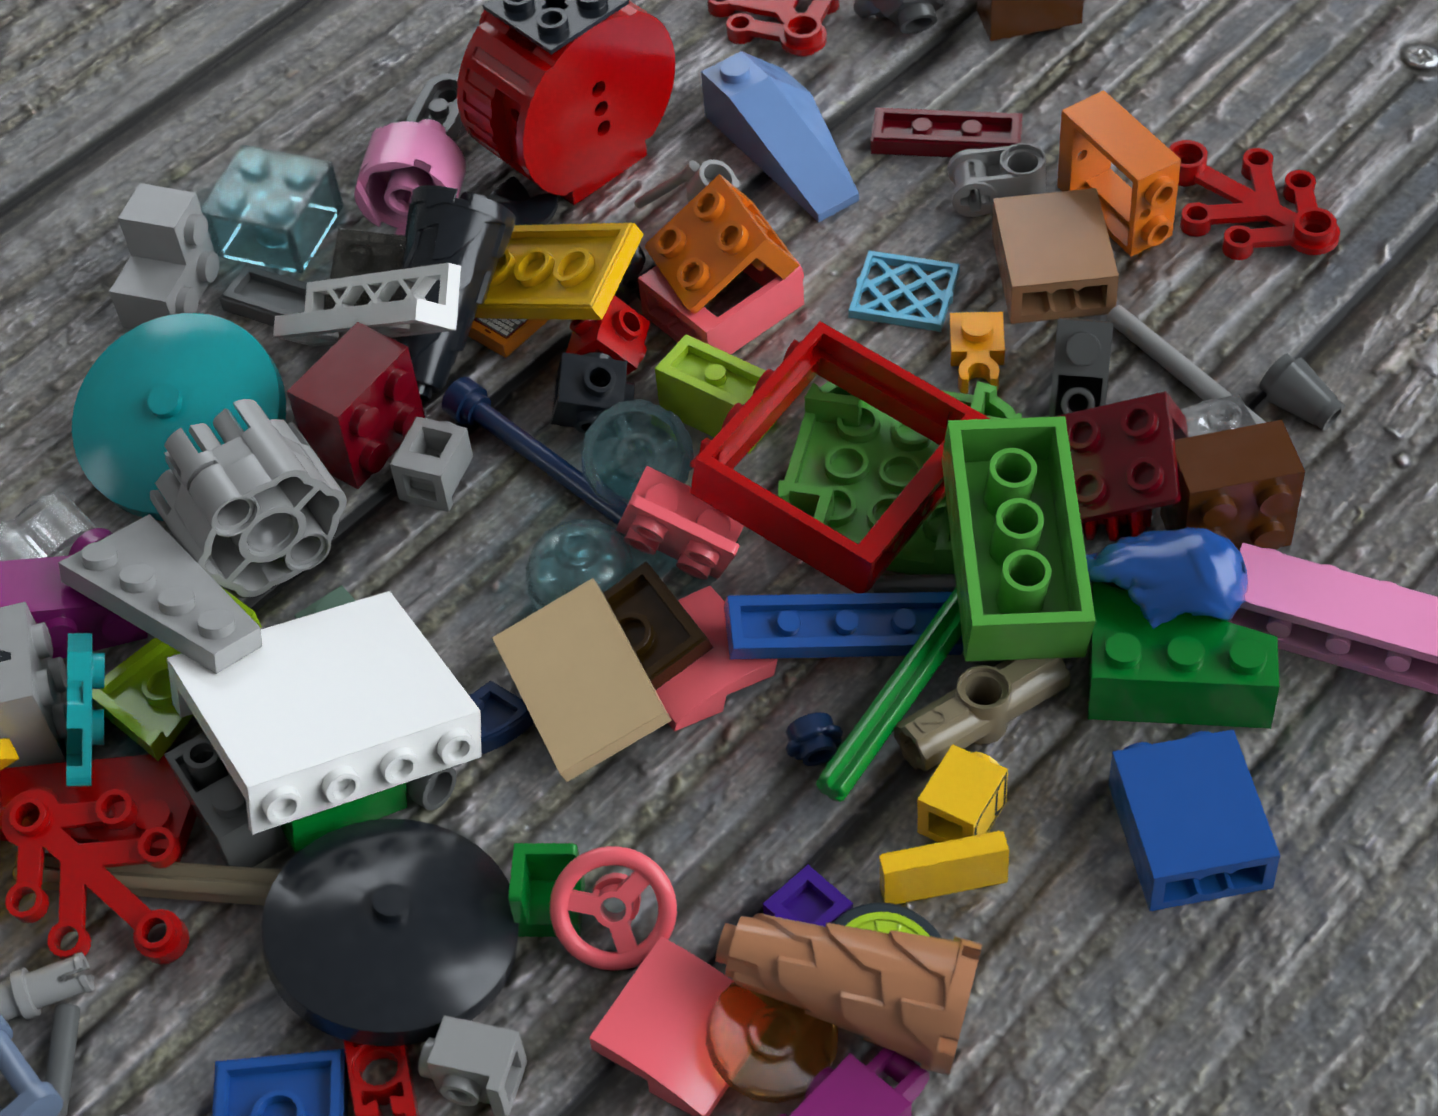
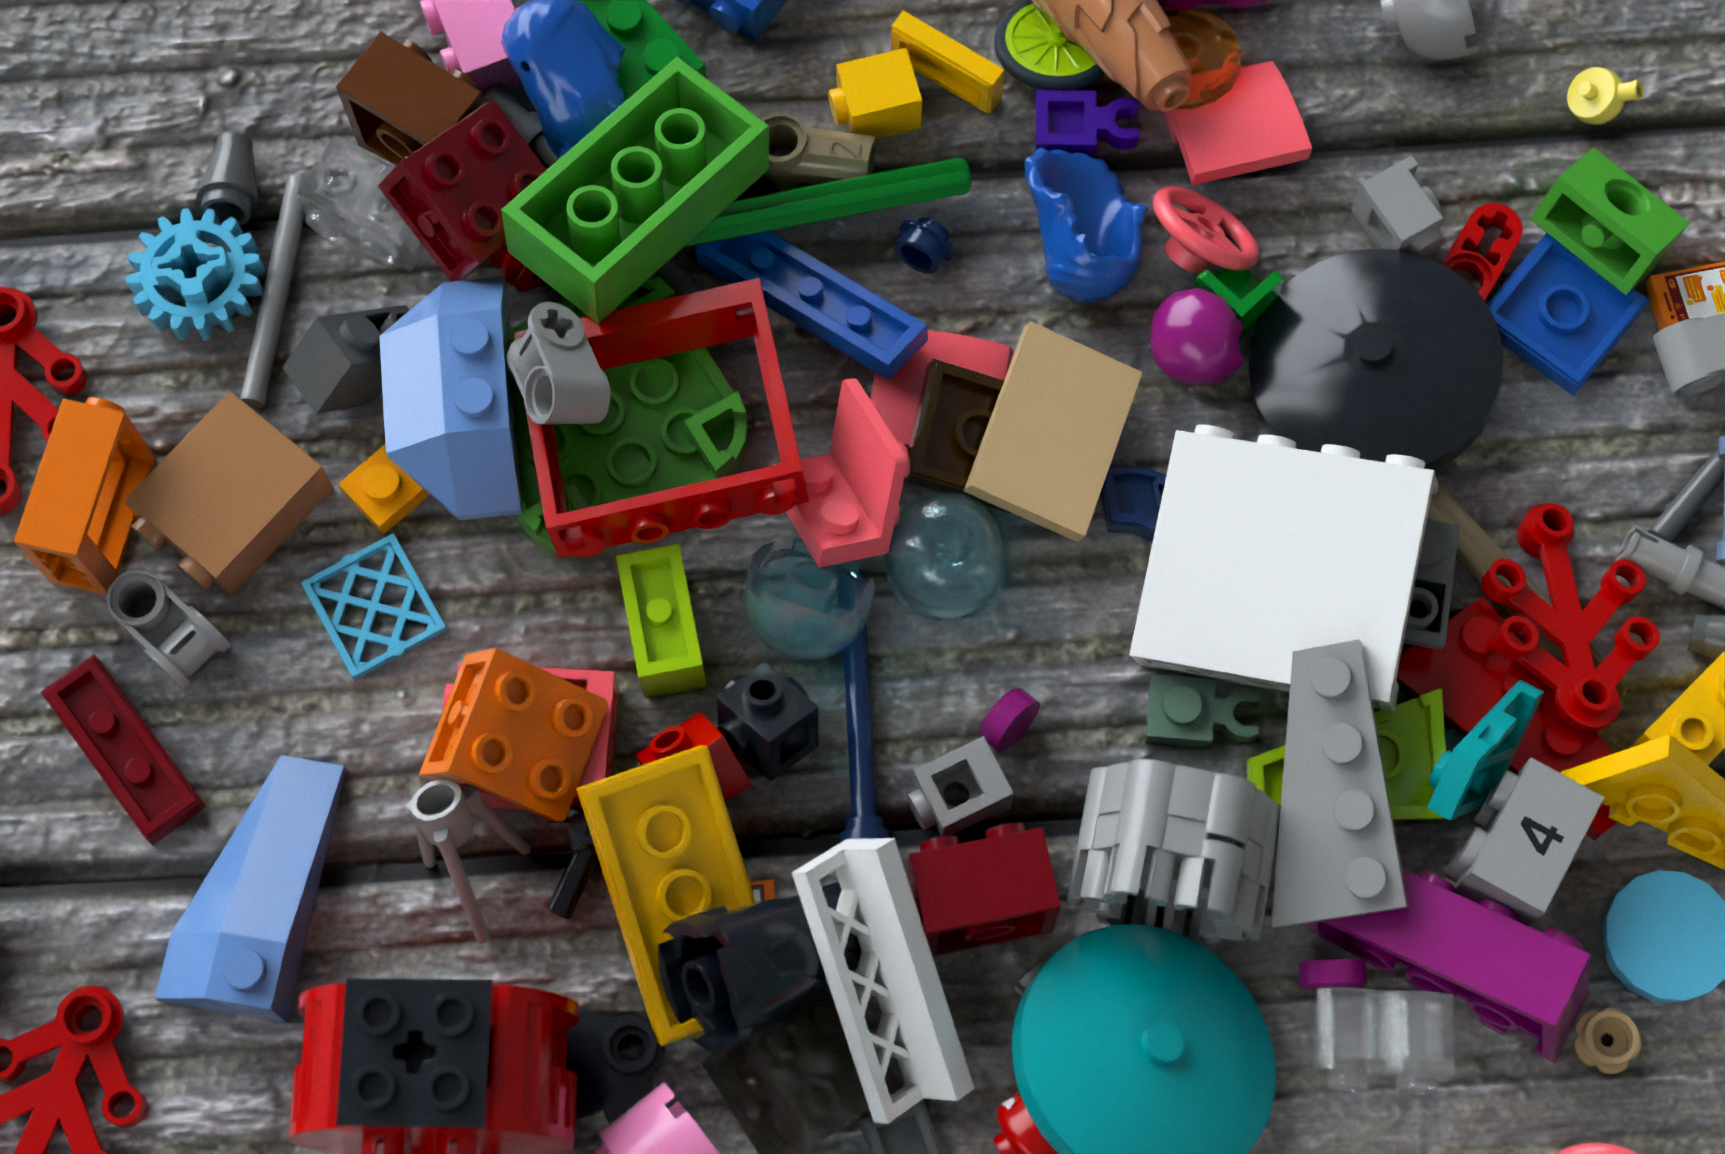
camera: 140 degrees left, 20 degrees up
(442, 521) = (1009, 719): none -> magenta tile
(542, 815) = (1196, 338): none -> magenta hair
(713, 834) = (1084, 224): none -> blue piece
(907, 383) = (558, 369): none -> light grey piece
(985, 363) = (454, 399): none -> medium blue wedge
(1239, 329) = (170, 270): none -> medium azure gear

